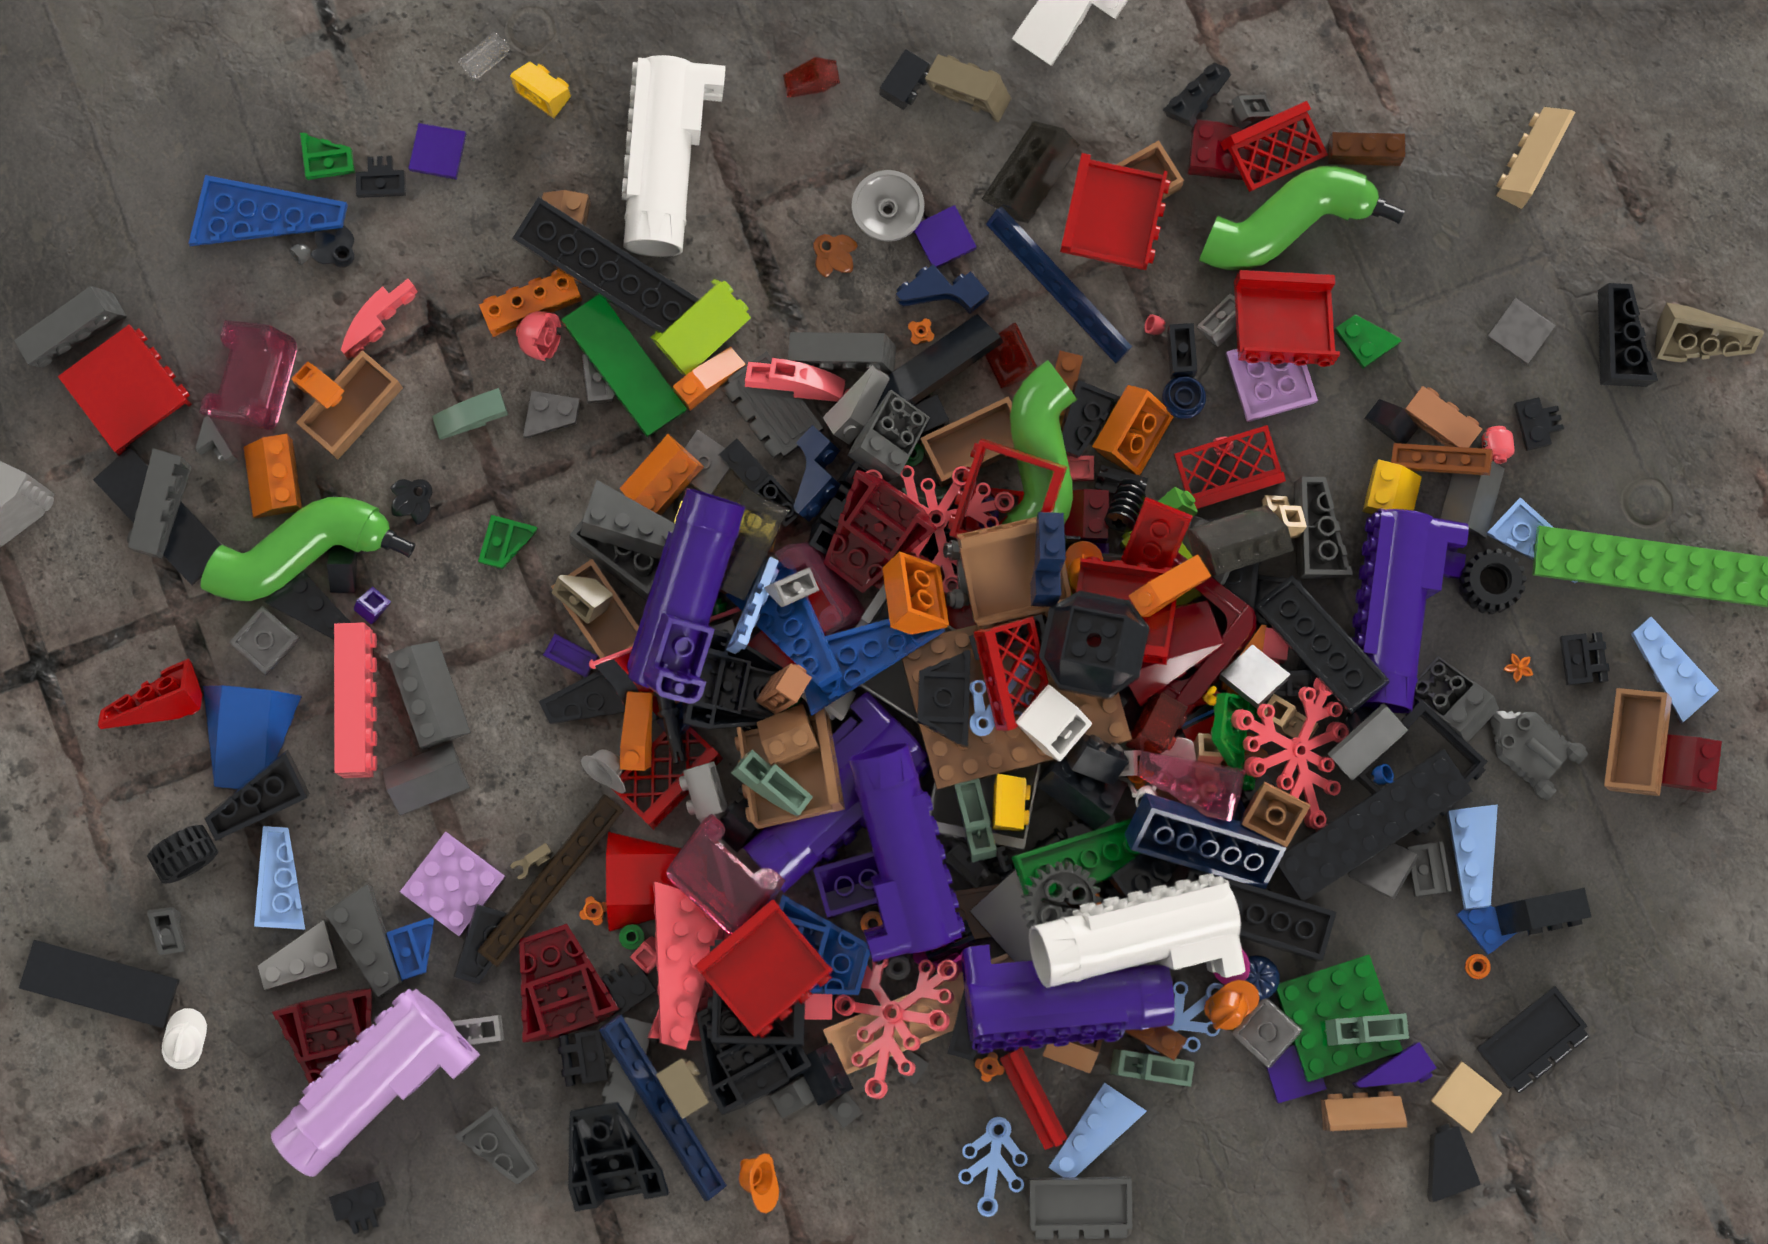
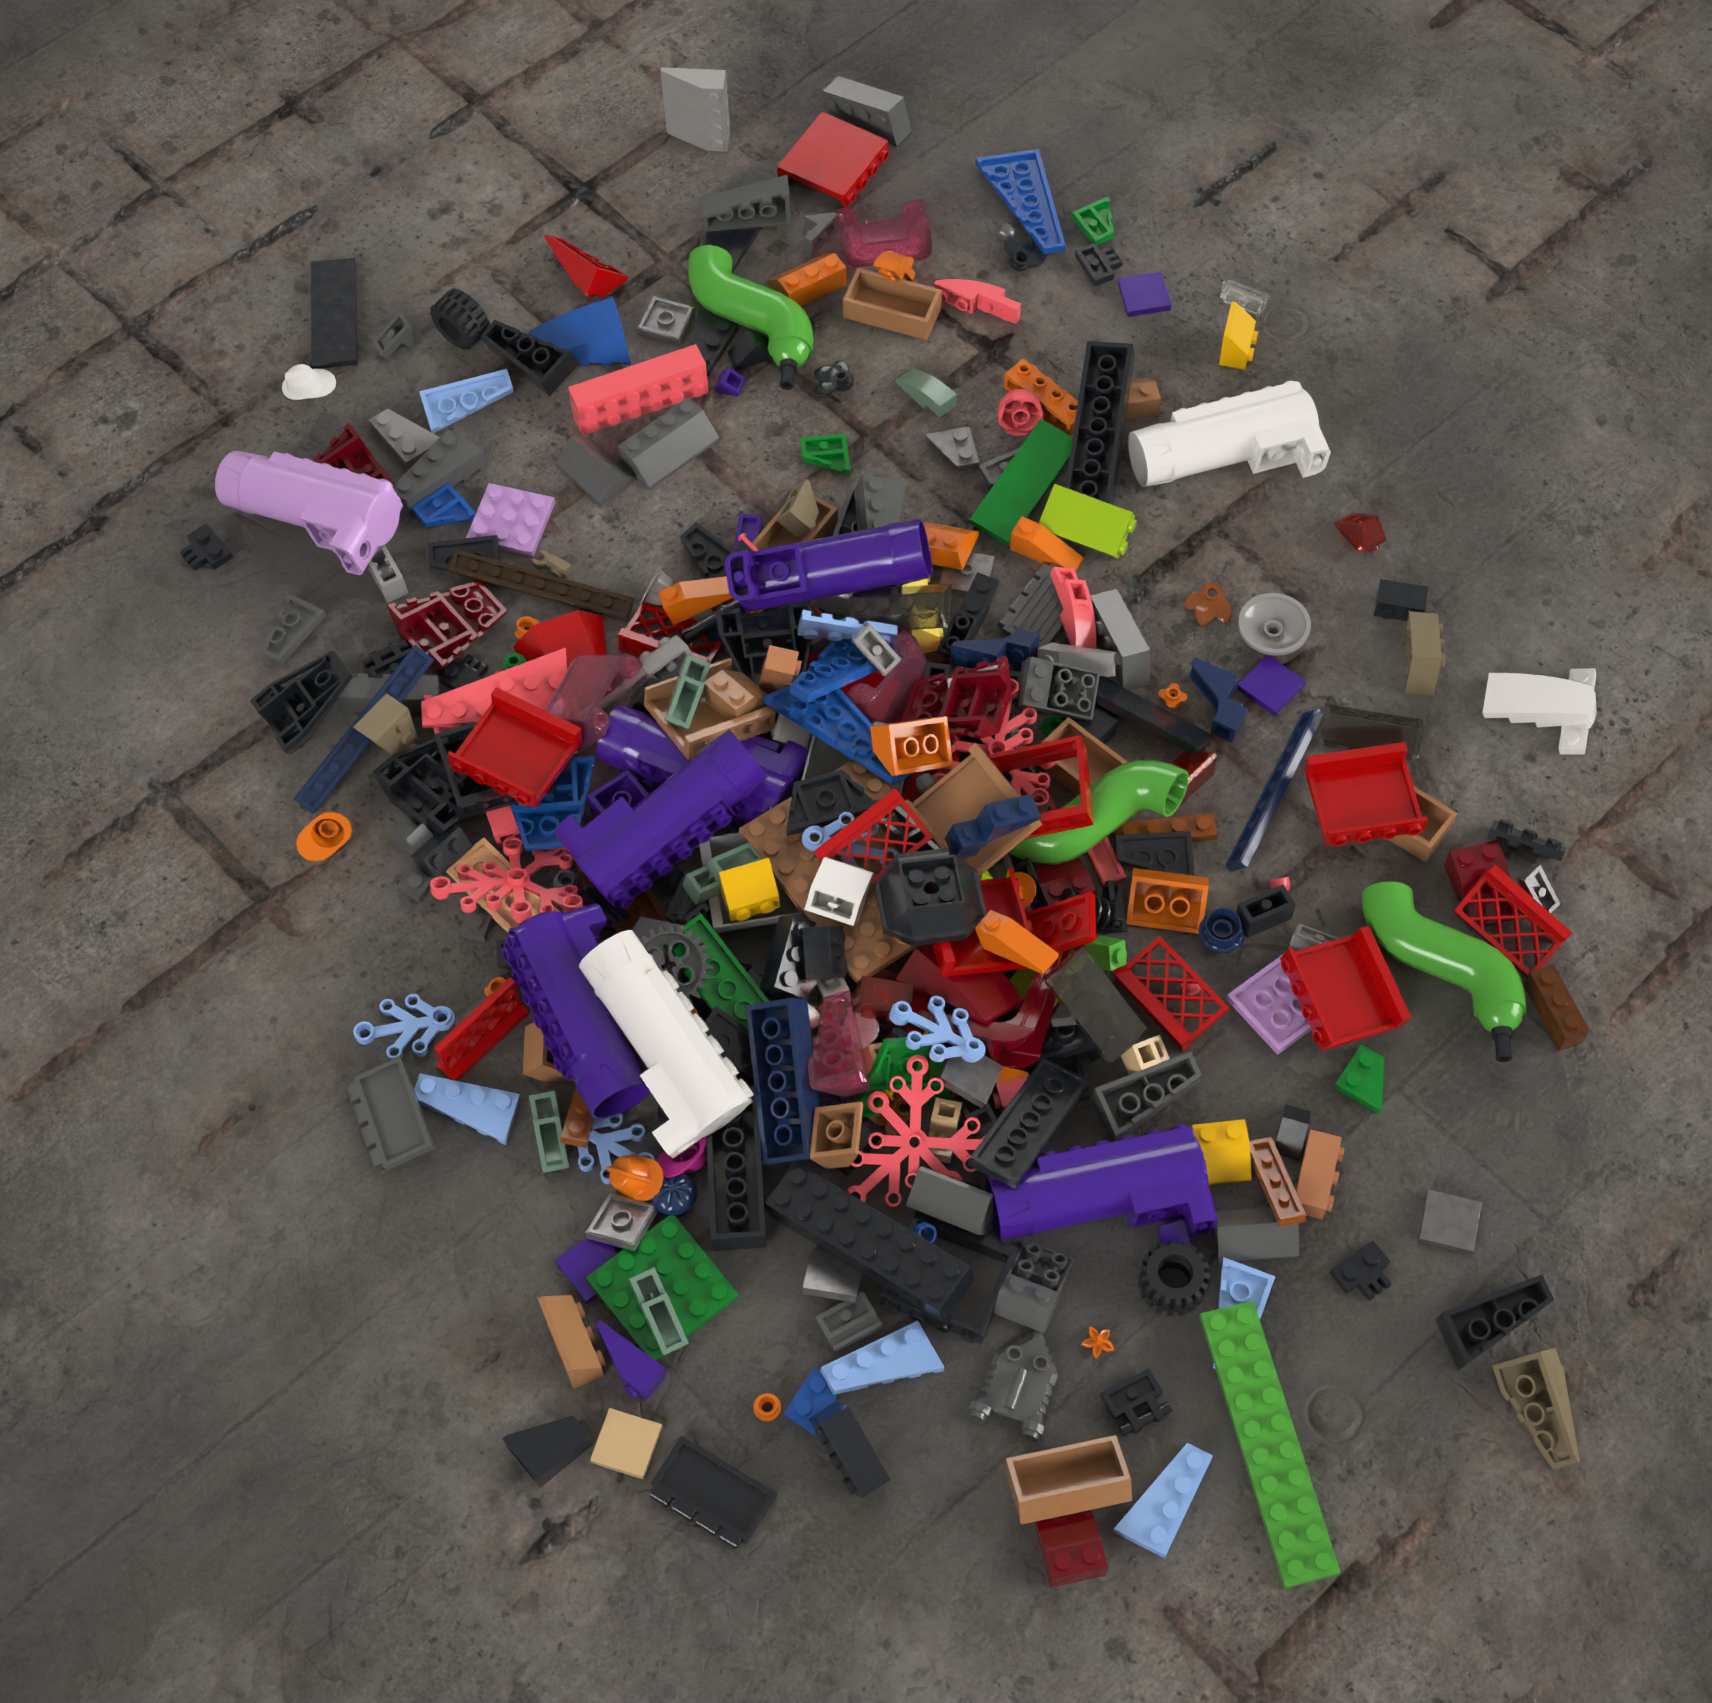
camera: 70 degrees right, 20 degrees down
(1219, 686) = (939, 1032): none -> light blue plant
(1500, 442) = (1319, 1236): coral head -> none
(1534, 155) = (1638, 1166): tan slope -> none

